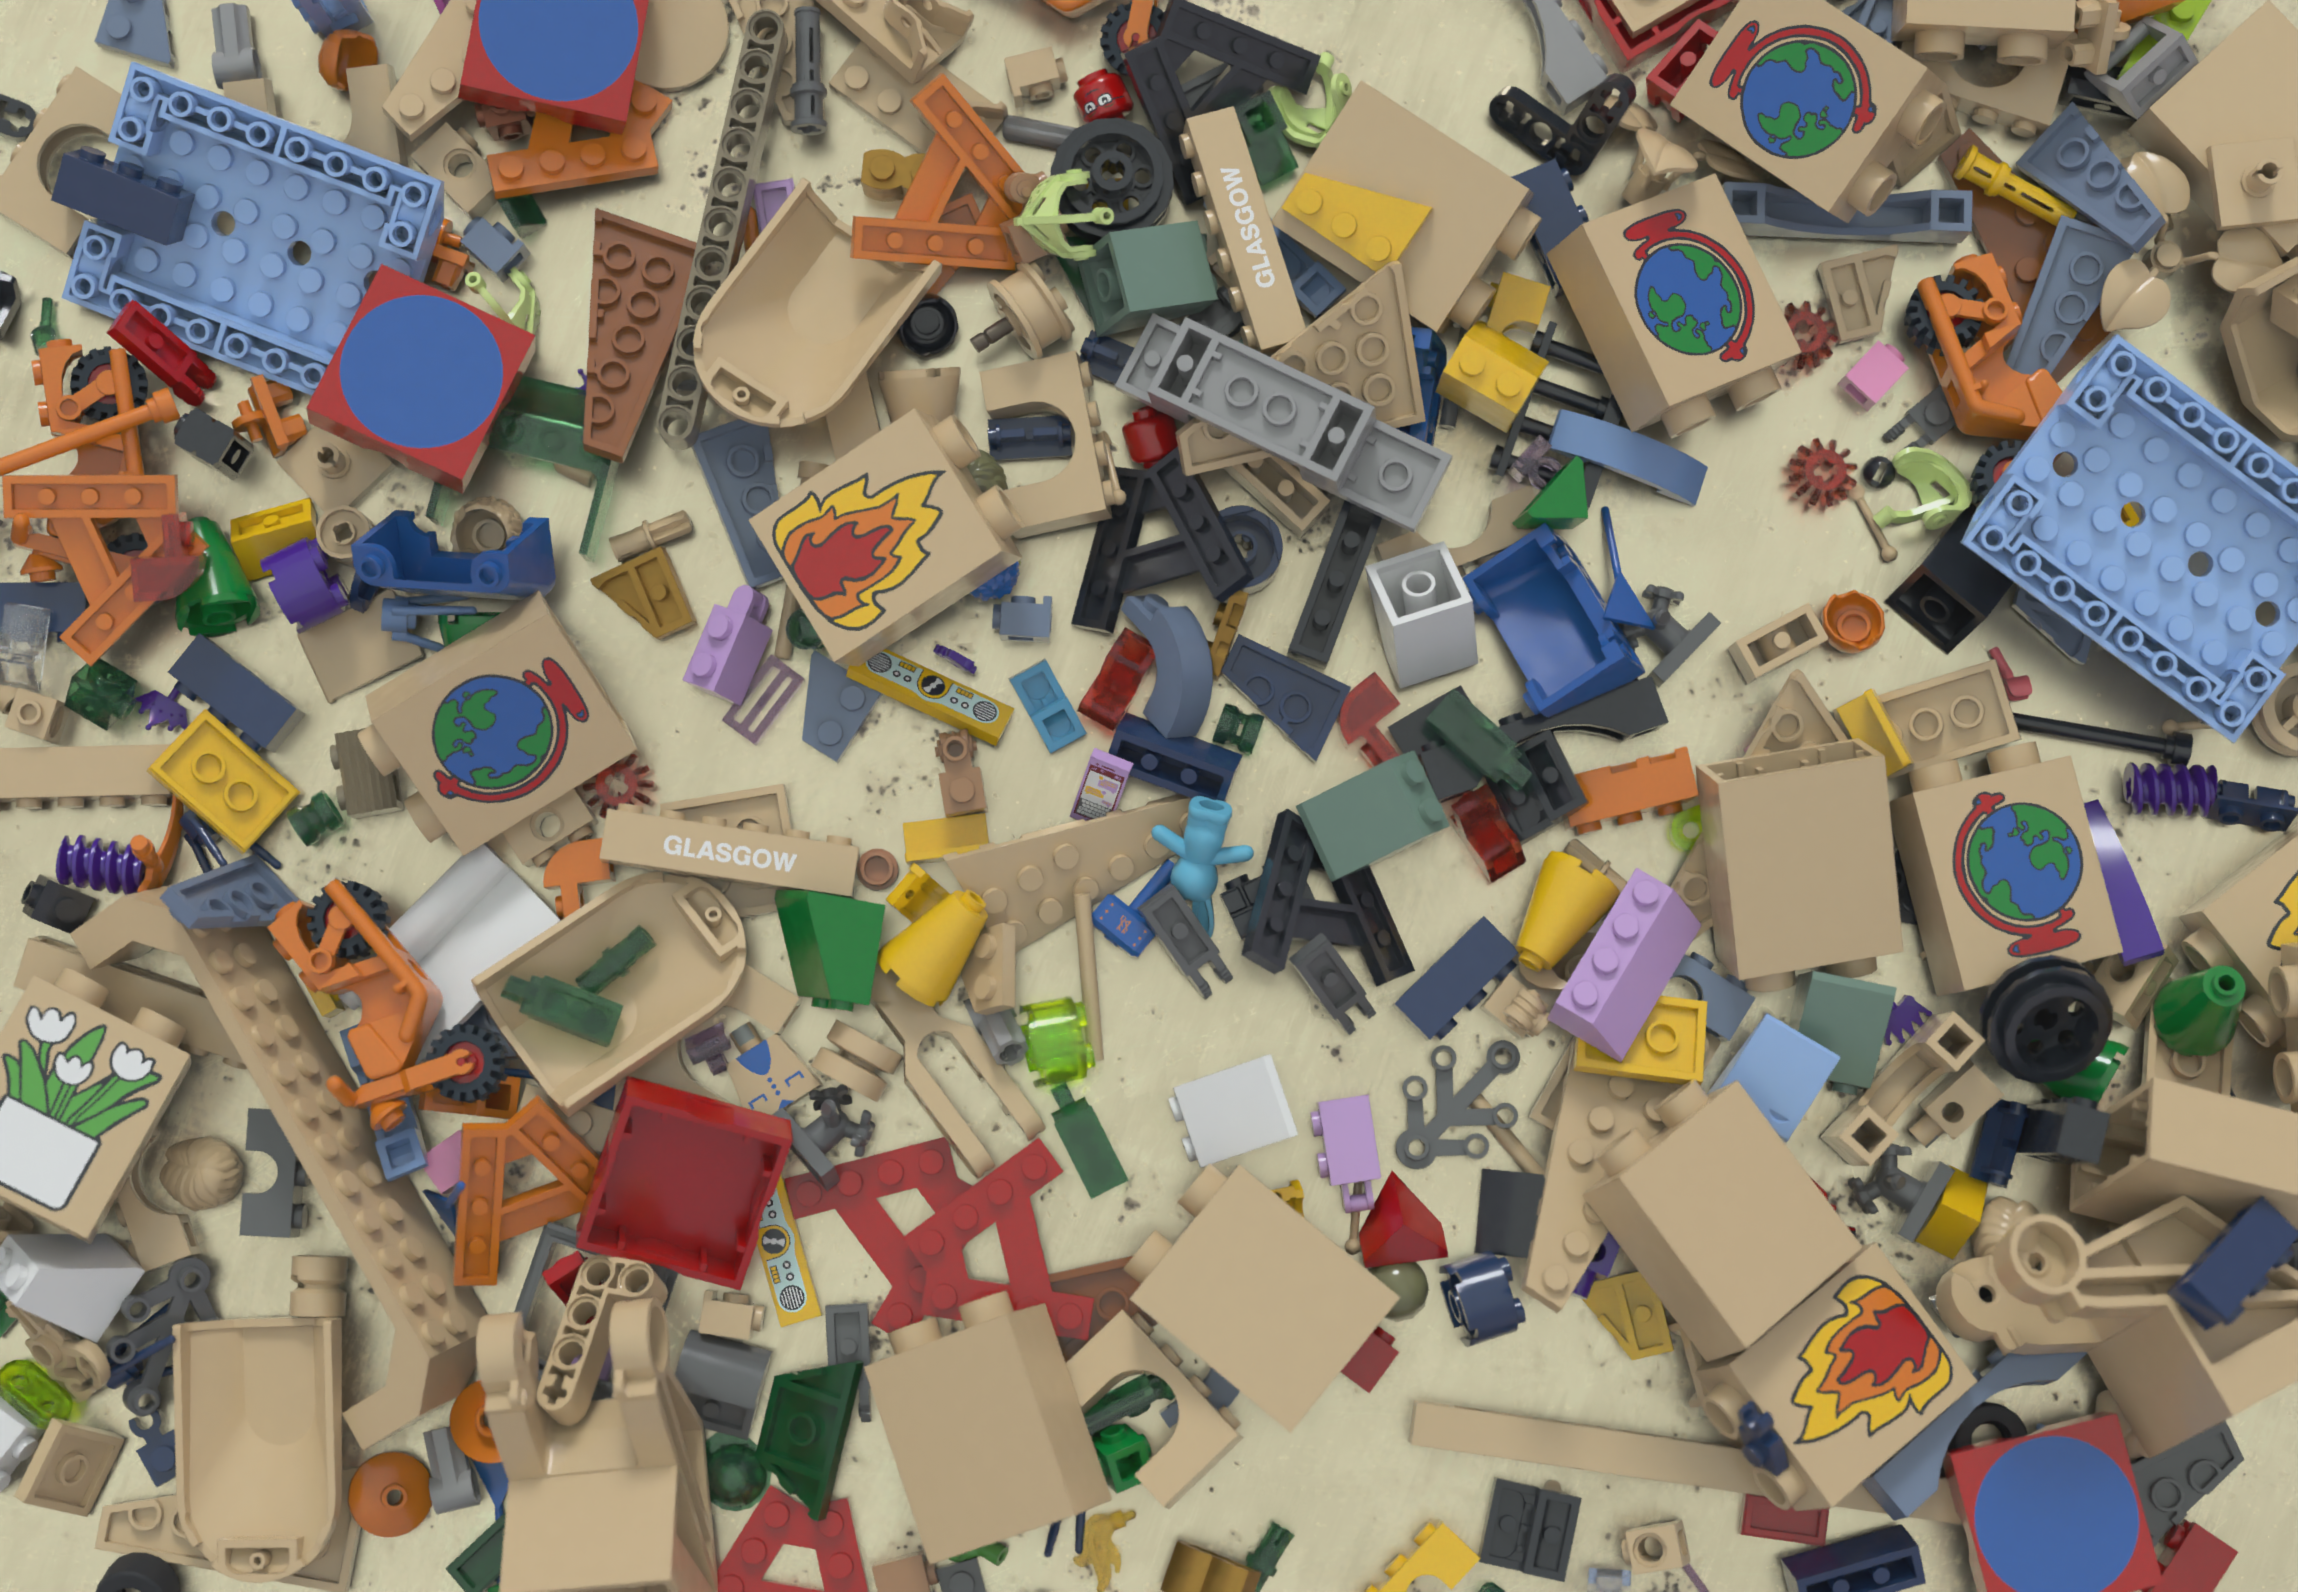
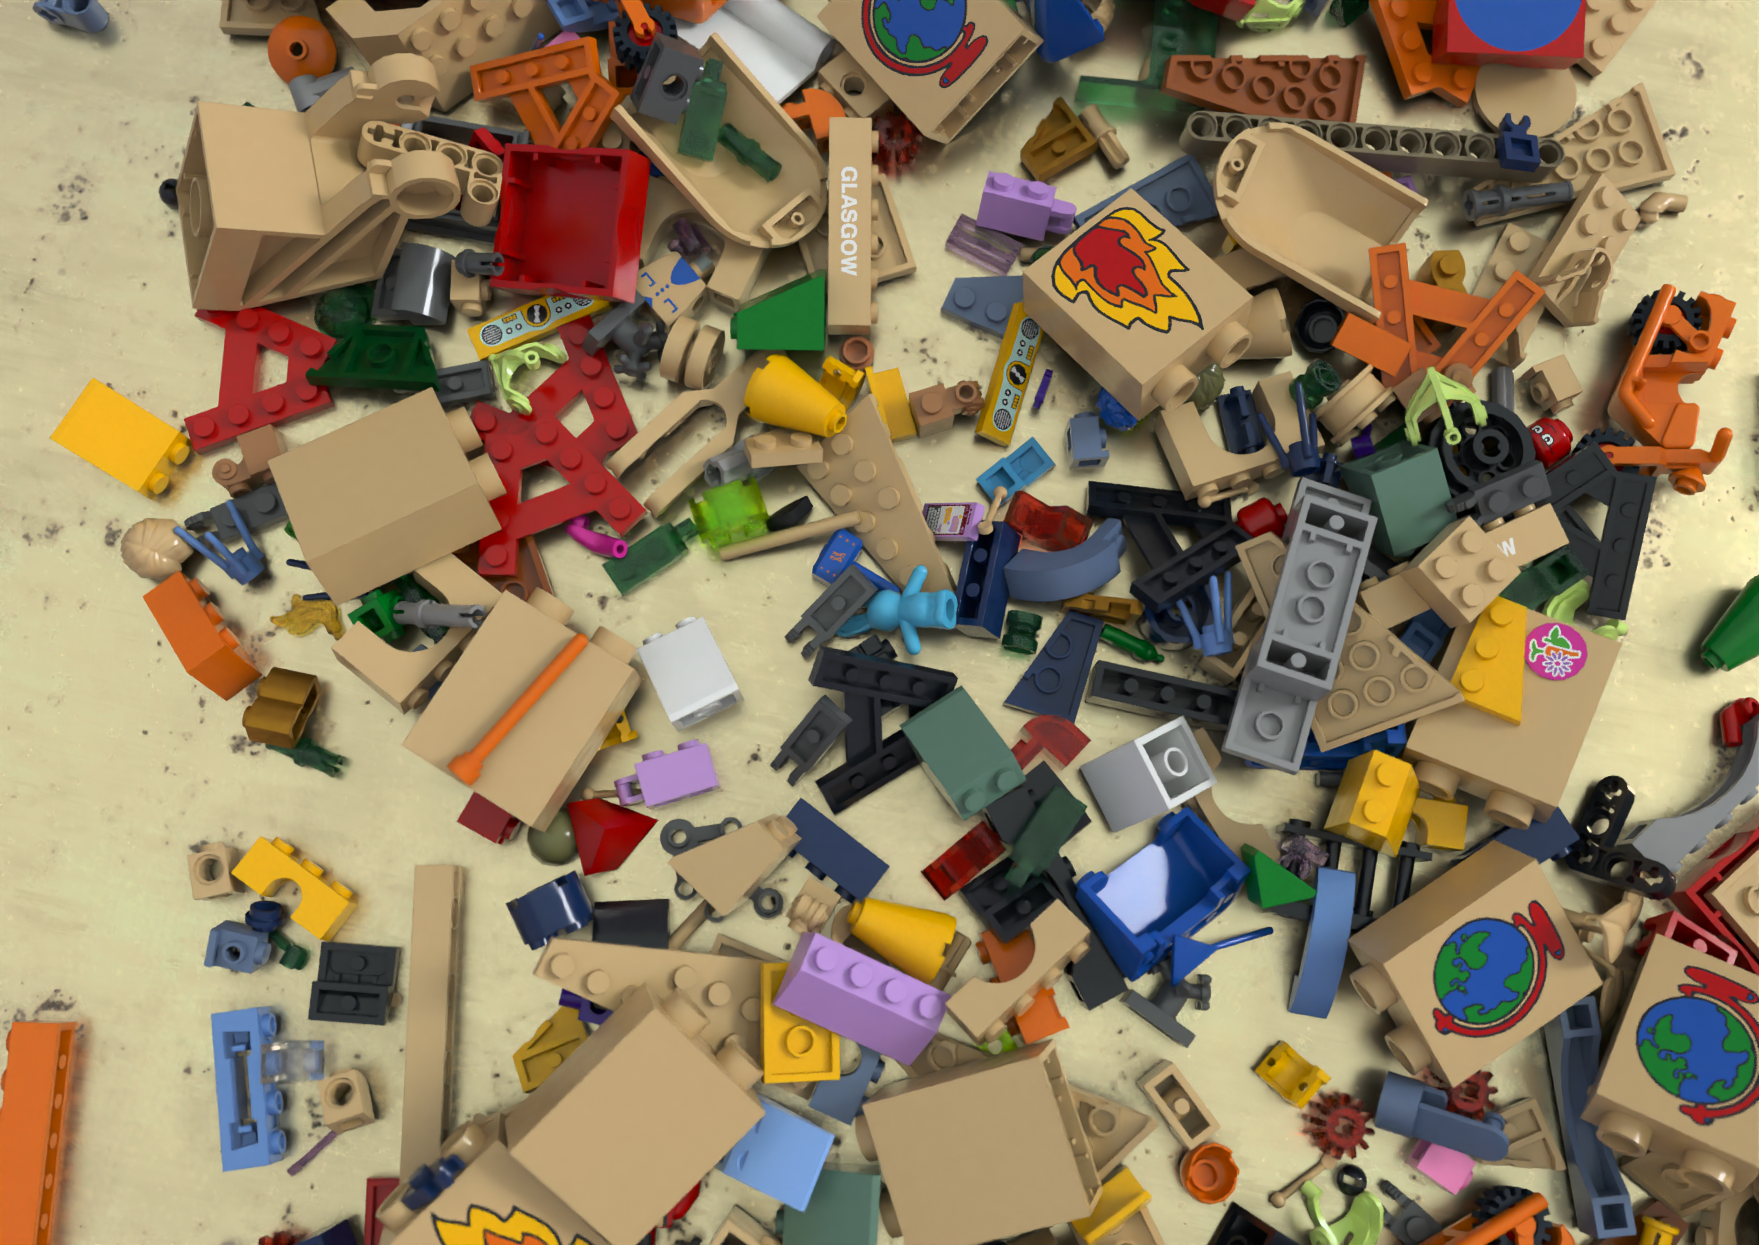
camera: 80 degrees right, 5 degrees down
(528, 1044) = (666, 59): none -> dark grey brick
(712, 1306) = (474, 263): none -> dark grey pin
(759, 67) = (1516, 147): none -> dark blue plate
(830, 1284) = (509, 360): none -> yellowish green helmet
(965, 276) = (1371, 344): none -> orange tile
(1005, 350) = (1317, 382): none -> clear green wheel
(1061, 972) = (789, 514): none -> black tile
(1063, 1200) = (594, 541): none -> dark pink arm
(1077, 304) = (1362, 444): none -> dark purple hand
(1089, 376) = (1302, 455): none -> dark blue plant
(1120, 750) = (986, 527): none -> tan hinge
(1134, 1396) = (429, 614): none -> light grey pin
(1170, 173) = (1503, 493): none -> dark grey hinge
(1257, 238) = (1460, 572): none -> tan brick
(1273, 600) = (1138, 648): none -> green piece
(1283, 513) = (1217, 637): none -> medium blue plant
(1325, 1356) = (469, 764): none -> orange piece
(1357, 151) = (1555, 651): none -> sticker
(1457, 1081) = (737, 863): none -> tan slope
(1654, 833) = (985, 1007): none -> tan arch
(1762, 516) = (1291, 1075): none -> yellow piece
(1818, 389) = (1419, 1111): none -> sand blue piece

